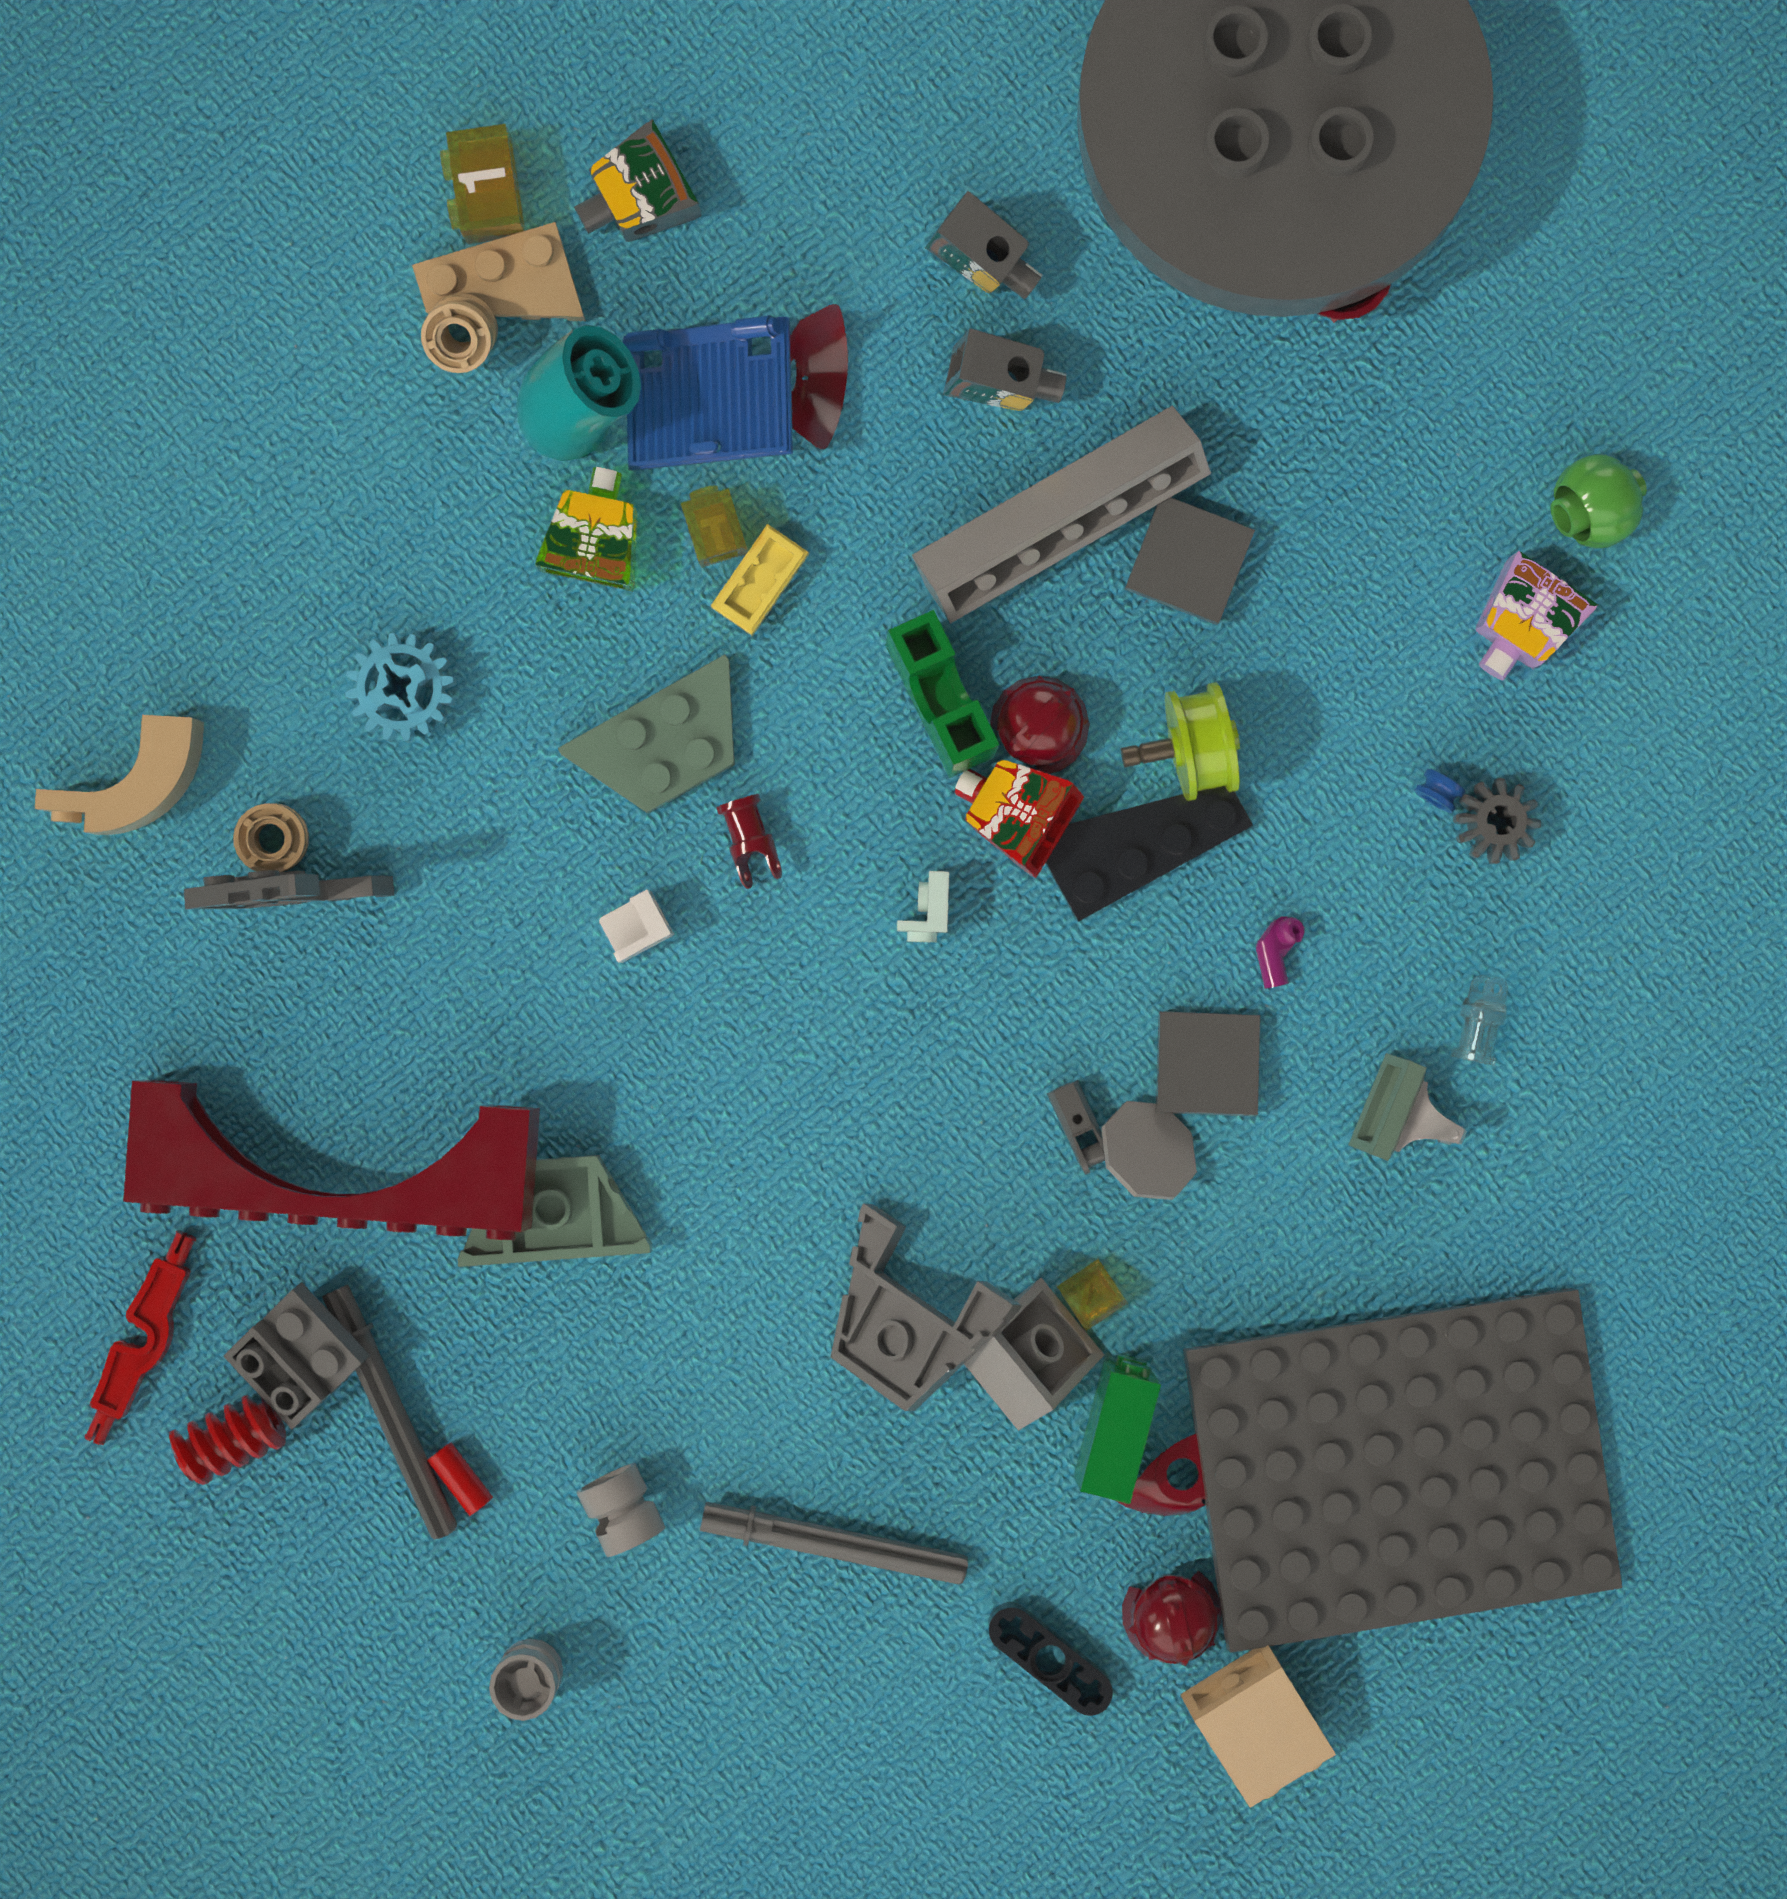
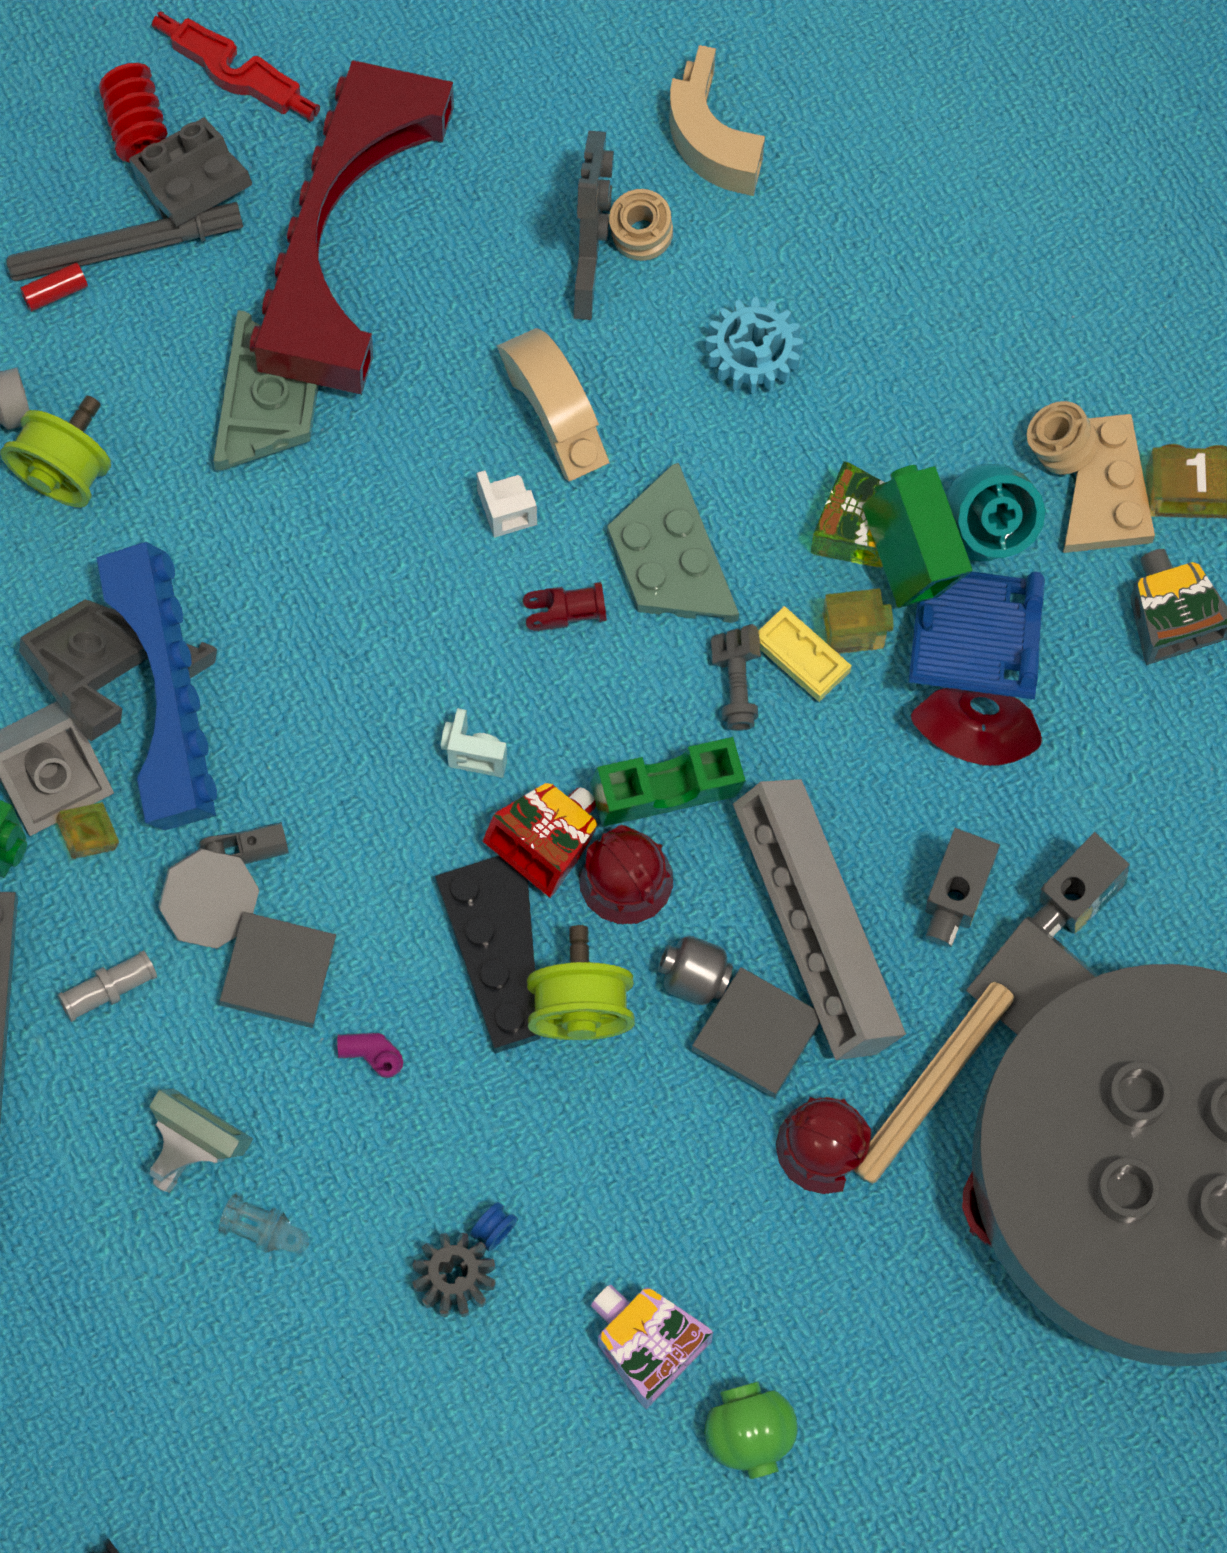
camera: 100 degrees right, 20 degrees down
(509, 895) = (558, 398): none -> tan arch
(629, 465) = (916, 535): none -> green brick
(679, 1422) = (58, 455): none -> lime wheel
(768, 649) = (733, 652): none -> dark grey hinge
(834, 1291) = (175, 773): none -> blue arch
(1091, 283) = (1034, 971): none -> dark grey tile
(1136, 633) = (695, 970): none -> flat silver head
(1212, 371) = (934, 1081): none -> tan axle
(1257, 1235) = (107, 985): none -> light grey pin
(1289, 475) = (822, 1144): none -> dark red helmet

